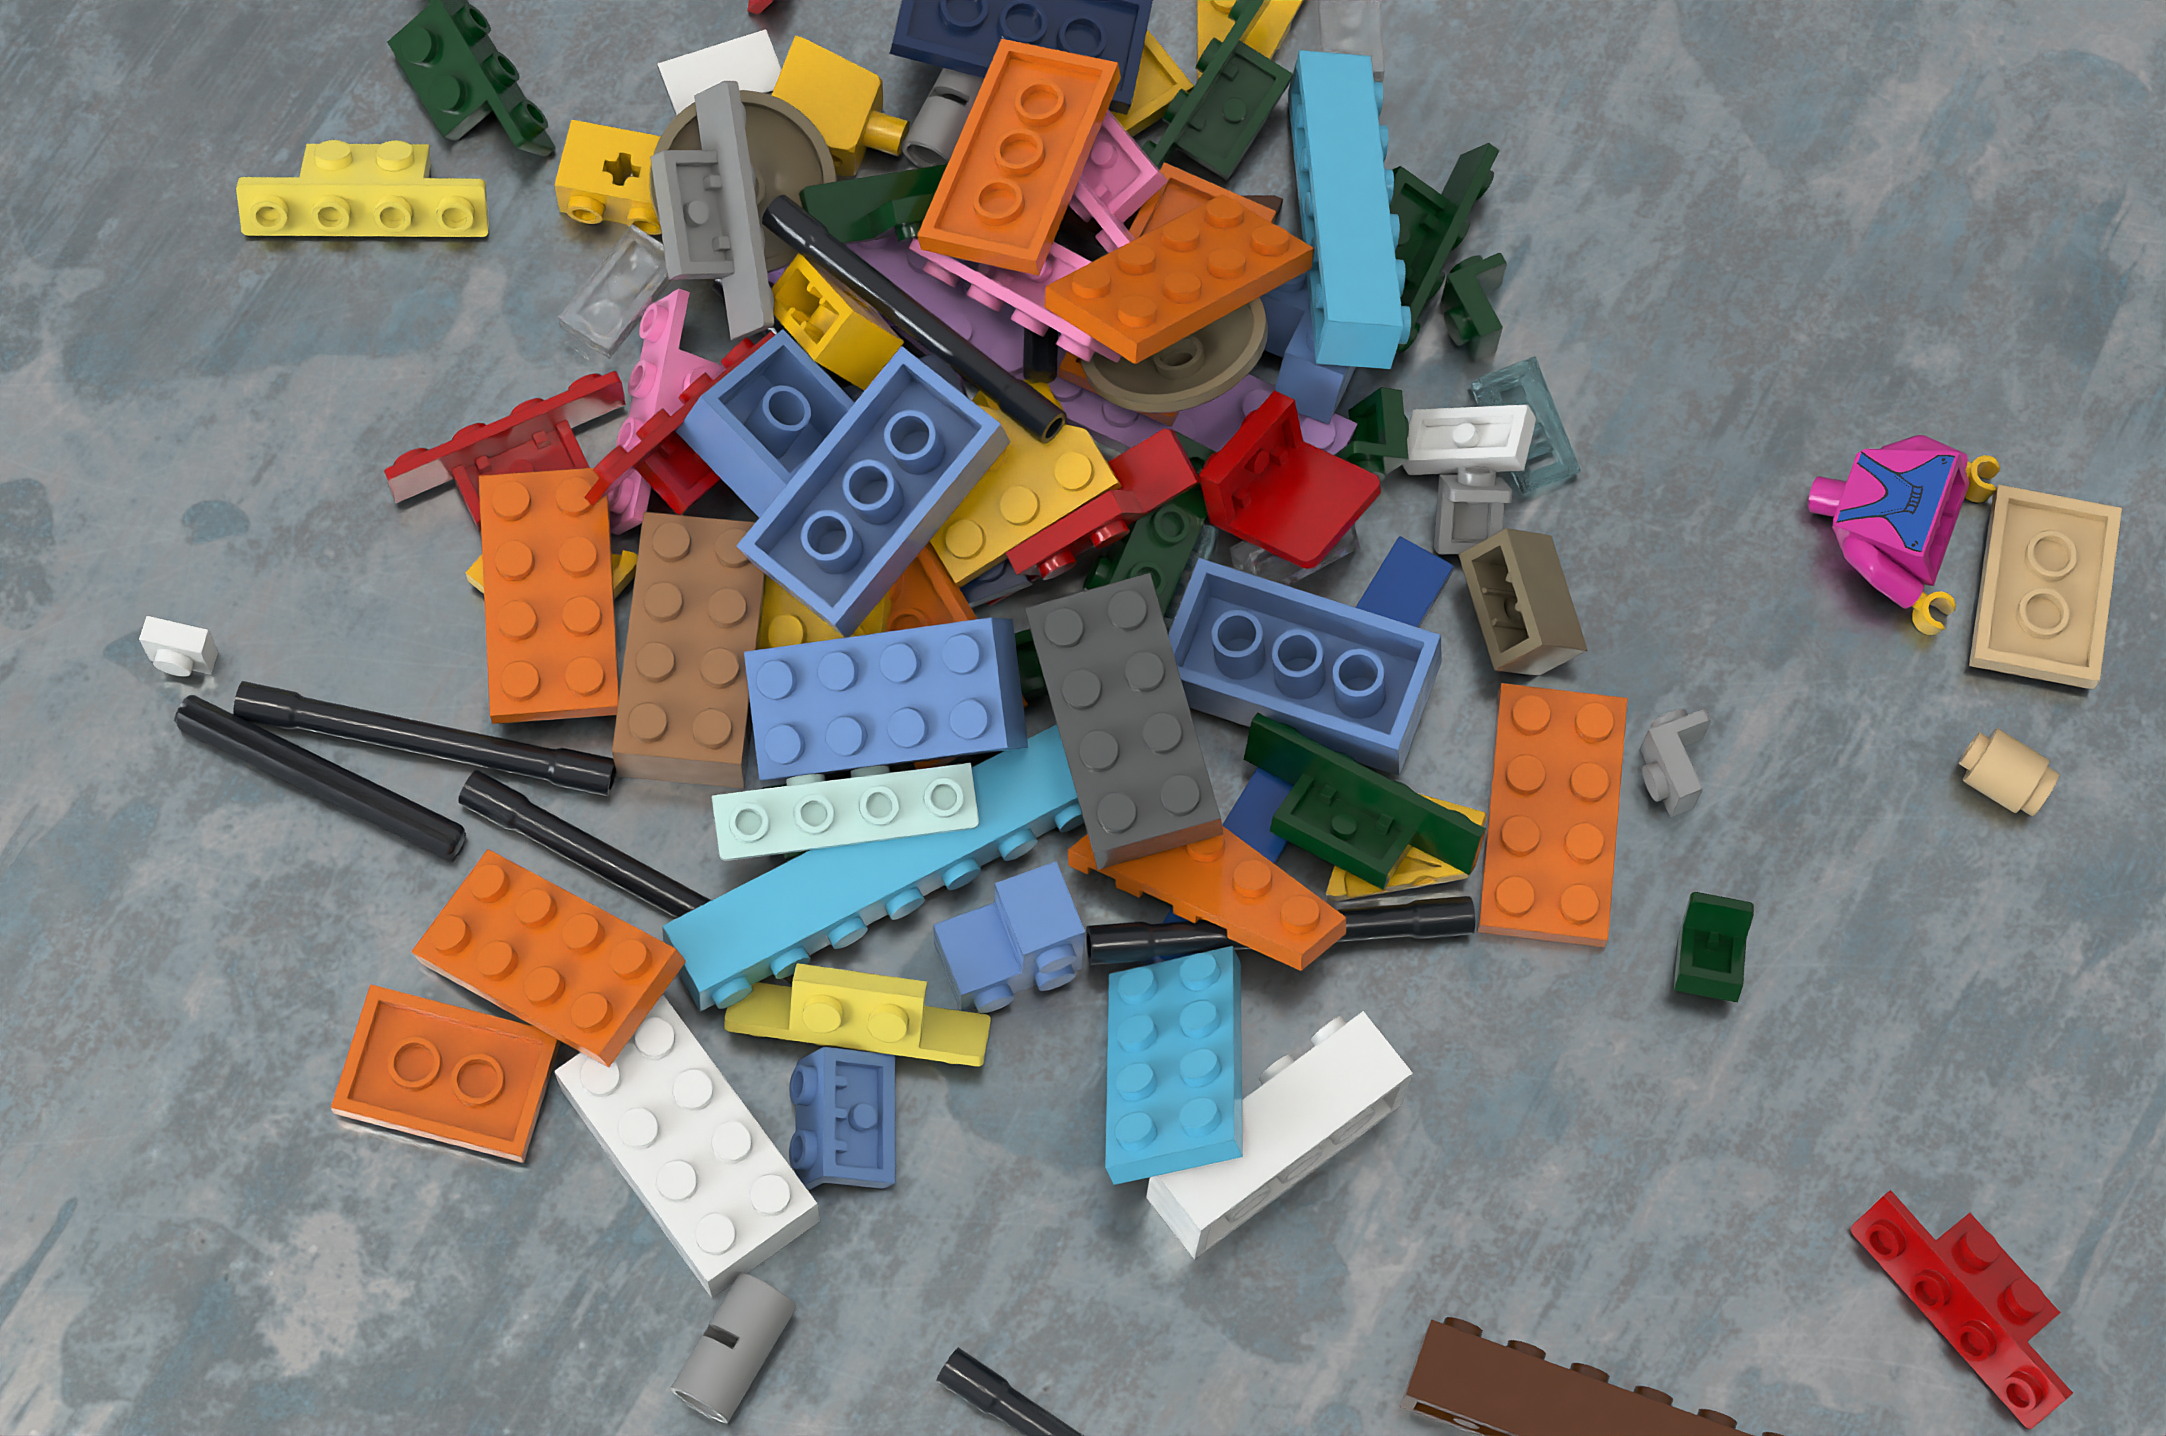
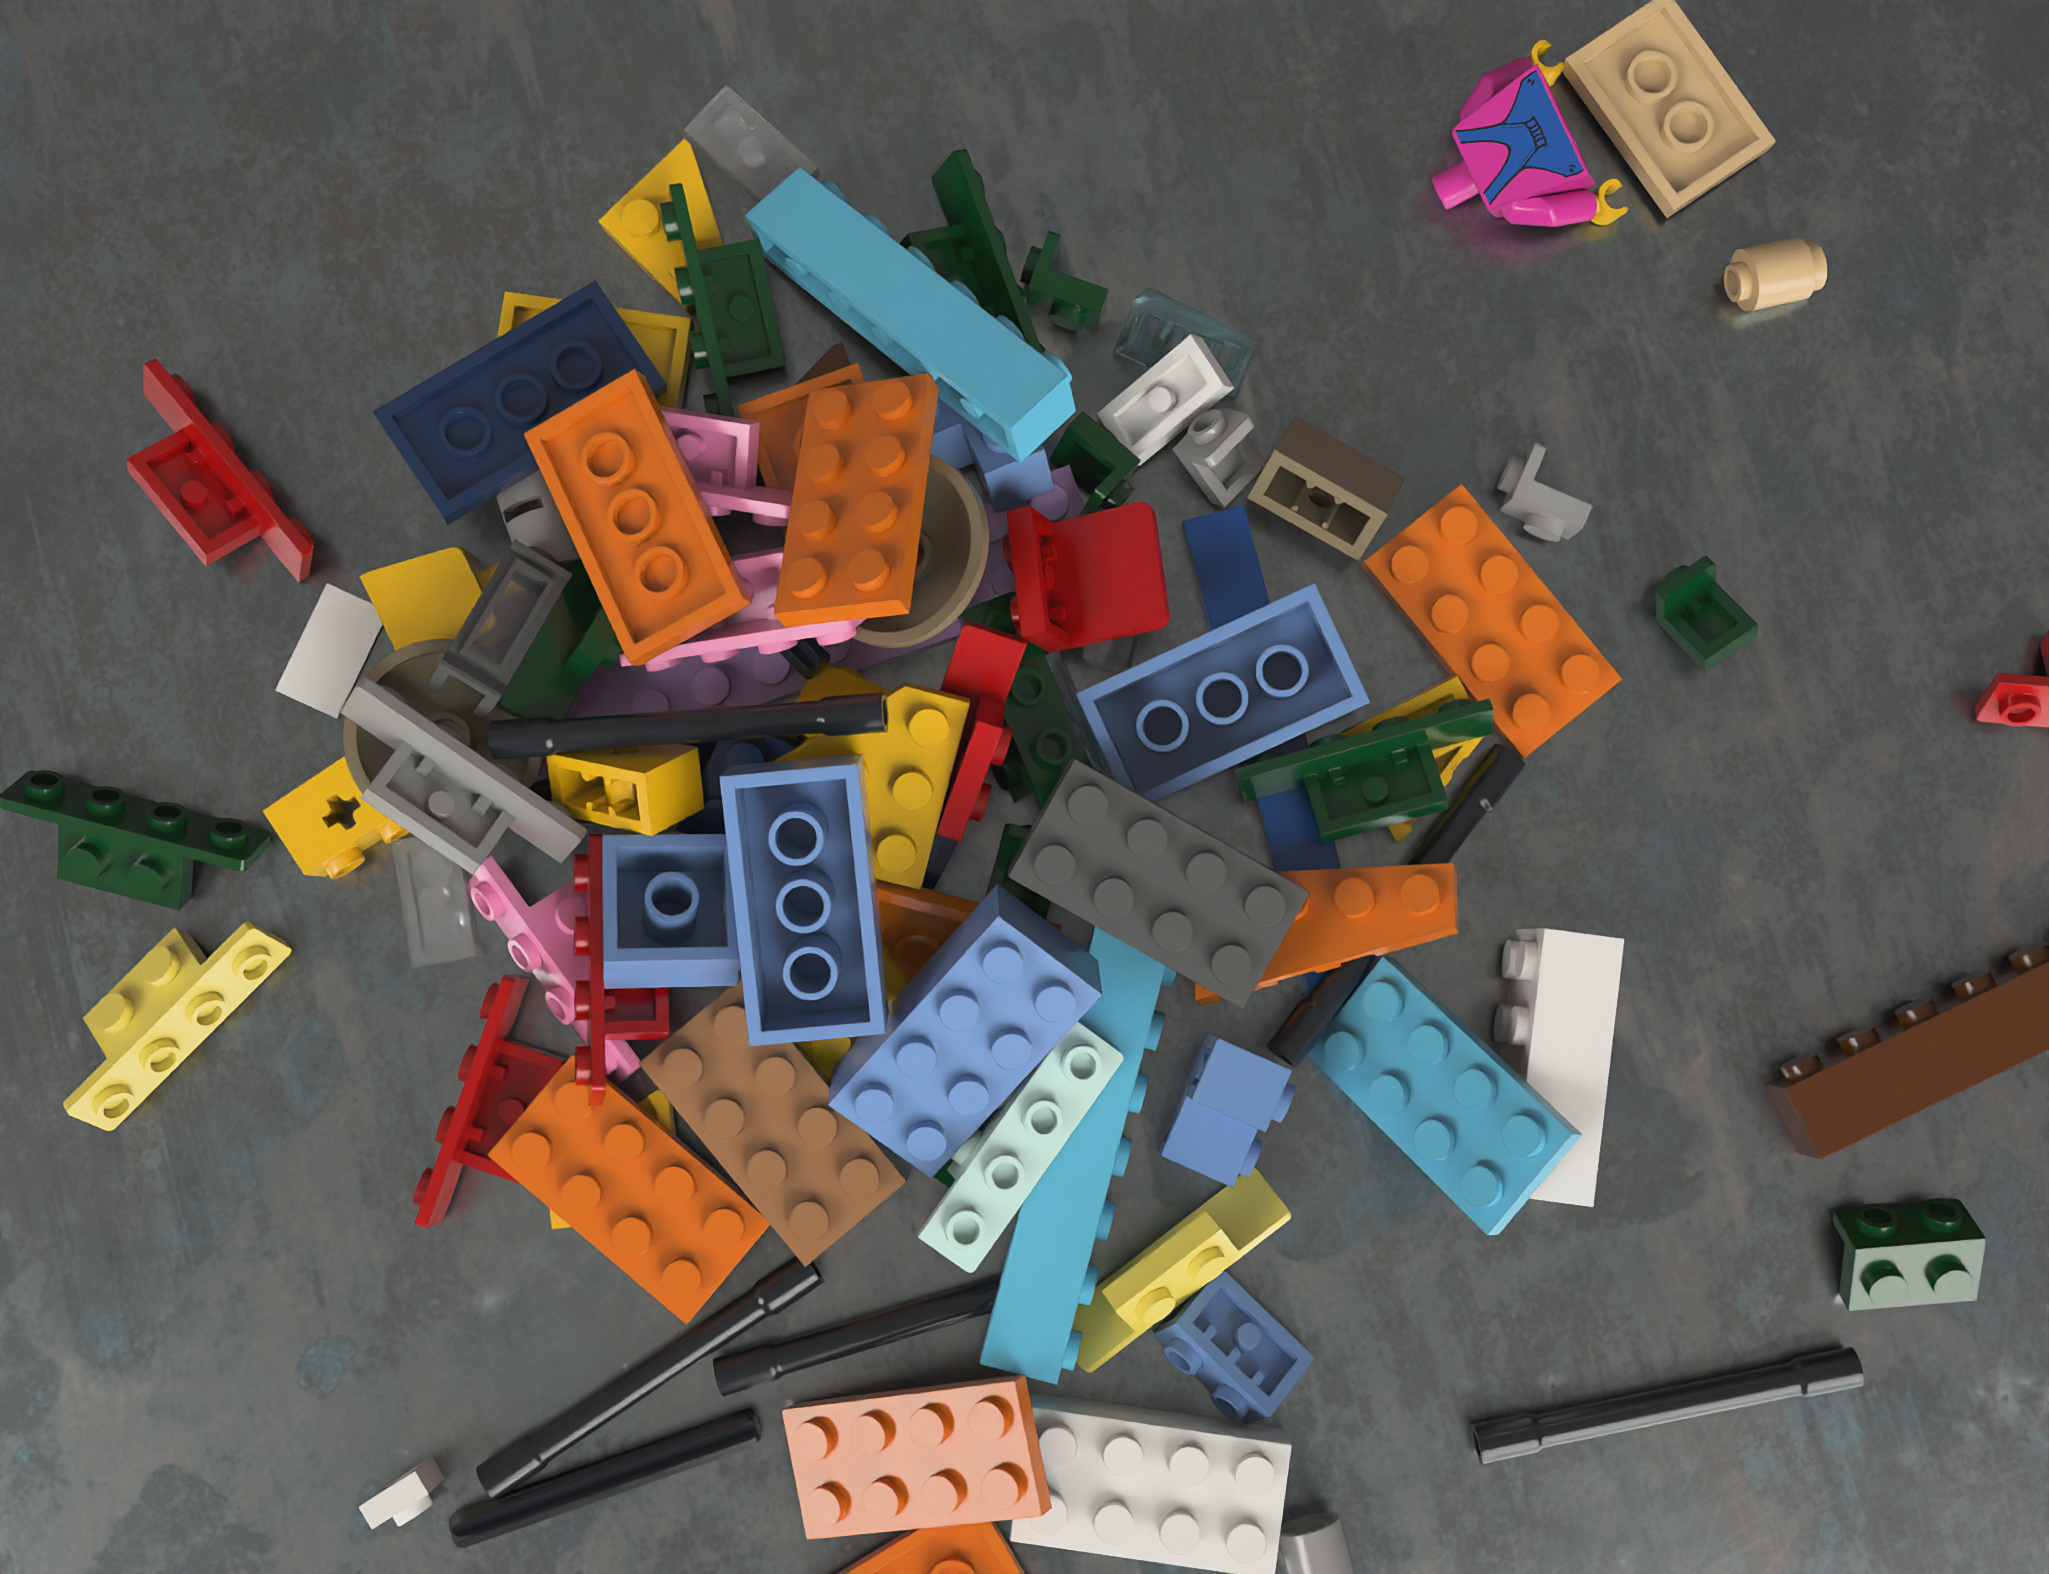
camera: 40 degrees left, 15 degrees up
(858, 144) = (502, 624): none -> dark grey window

